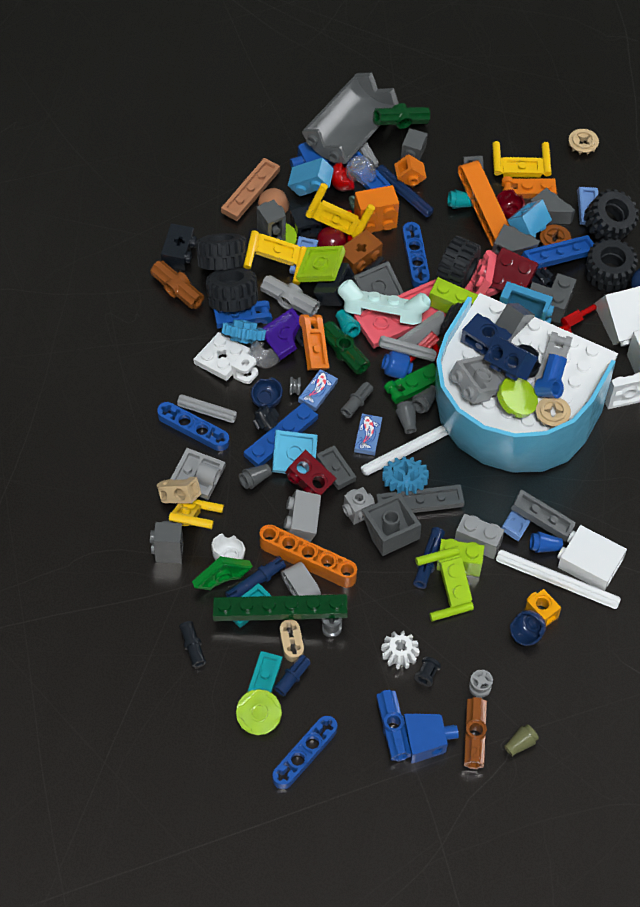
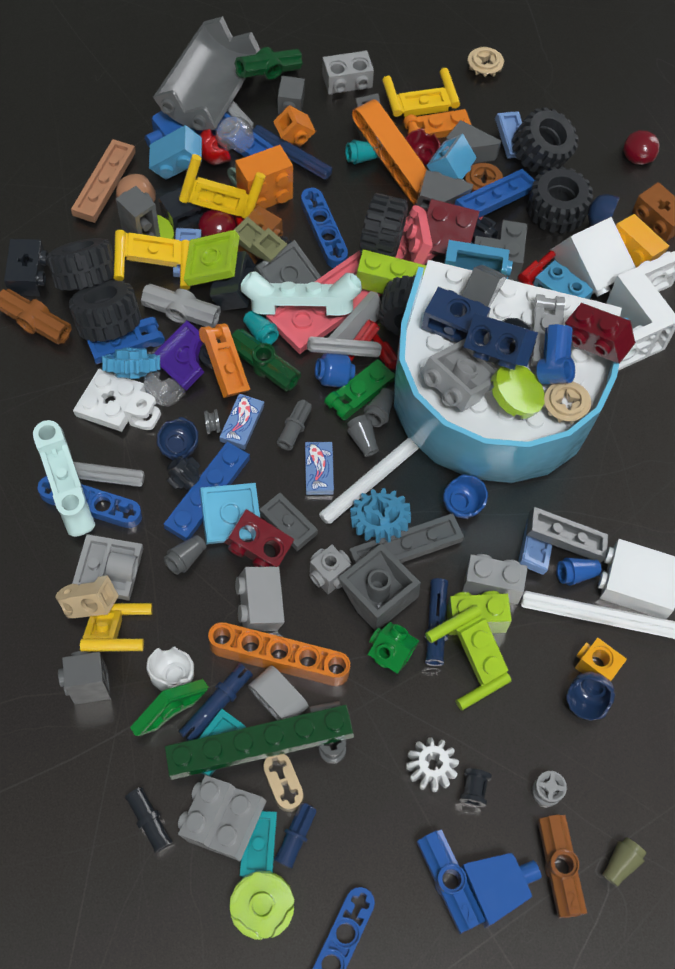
camera: 15 degrees left, 5 degrees up
(177, 405) = (63, 478): none -> light aqua plate
(242, 651) = (221, 817): none -> light grey plate
(359, 257) = (259, 242): none -> olive slope
(391, 566) = (392, 647): none -> green brick
(465, 132) = (347, 72): none -> light grey brick
(472, 474) = (465, 496): none -> blue hair
(588, 367) = (601, 332): none -> dark red brick
(592, 329) = (560, 279): none -> dark azure brick

